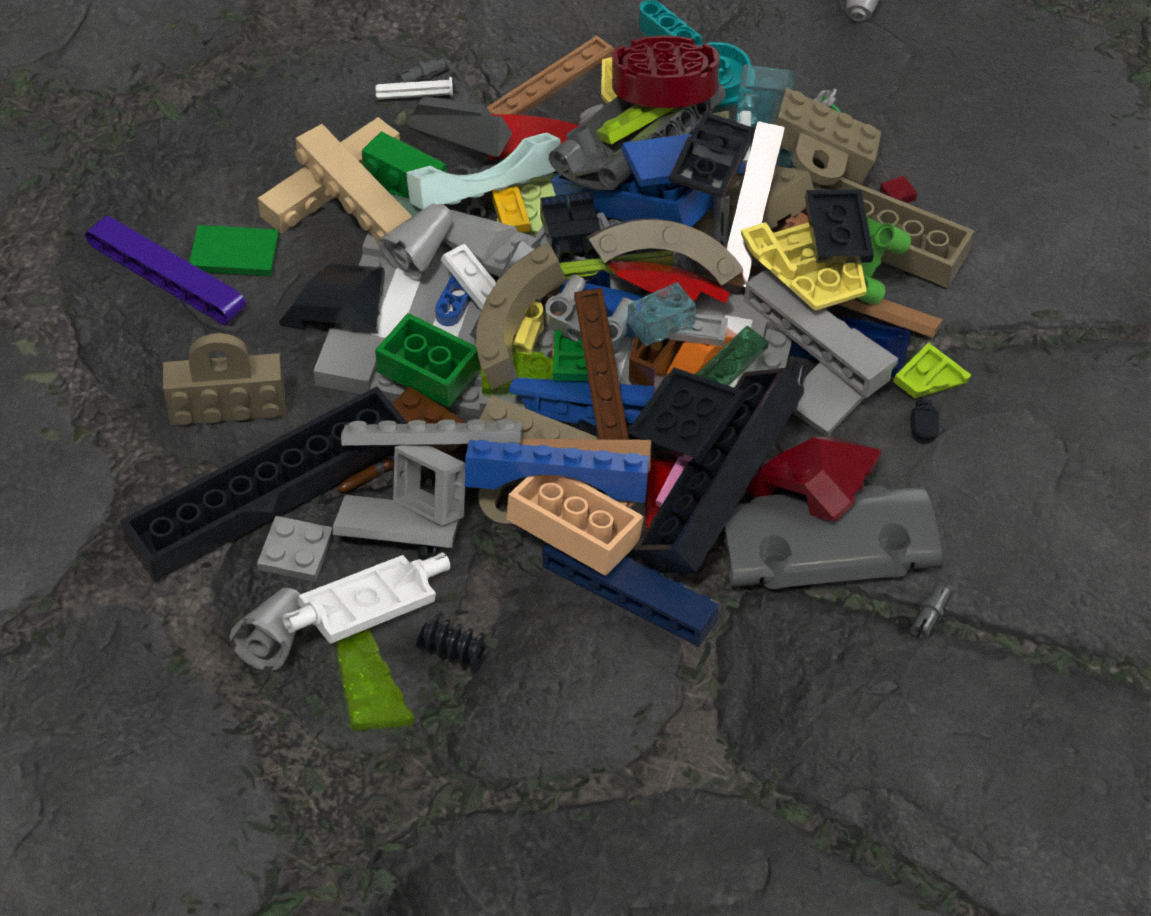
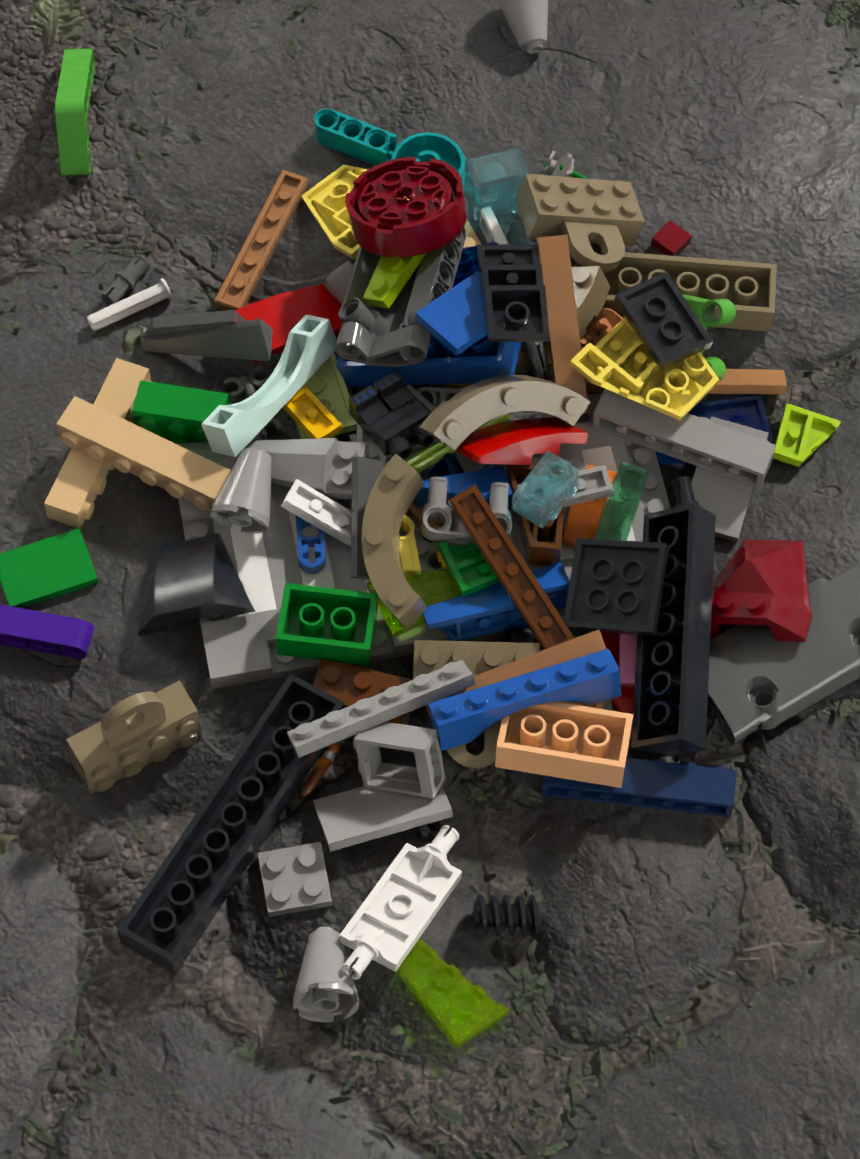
camera: 25 degrees left, 10 degrees up
(924, 421) = (822, 490): black arm -> none

